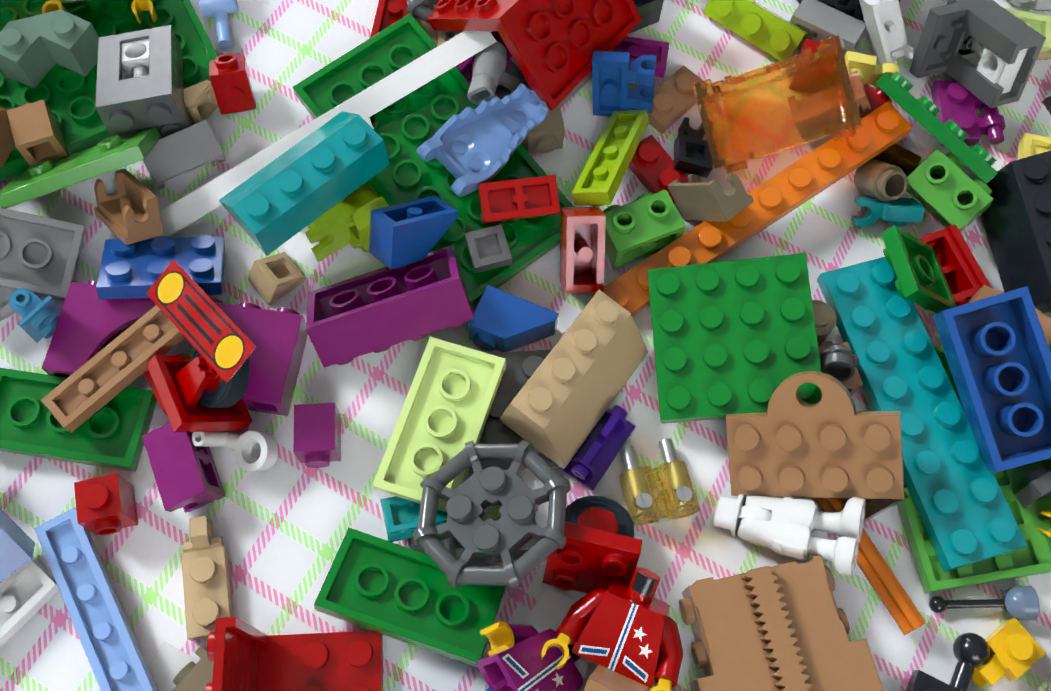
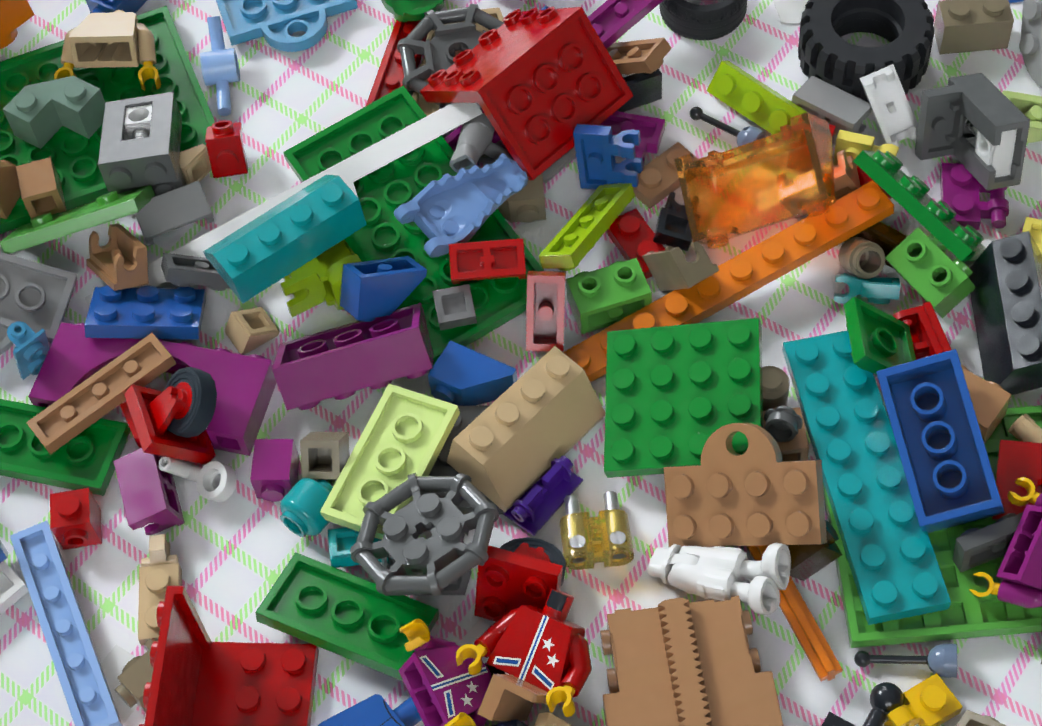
camera: 15 degrees right, 10 degrees down
(201, 321) = (176, 354): sticker -> none
(206, 218) = (188, 270): none -> dark grey plate
(354, 475) = (303, 506): none -> teal head
(369, 418) = (324, 454): none -> dark tan brick
(748, 60) = (744, 137): none -> hinge

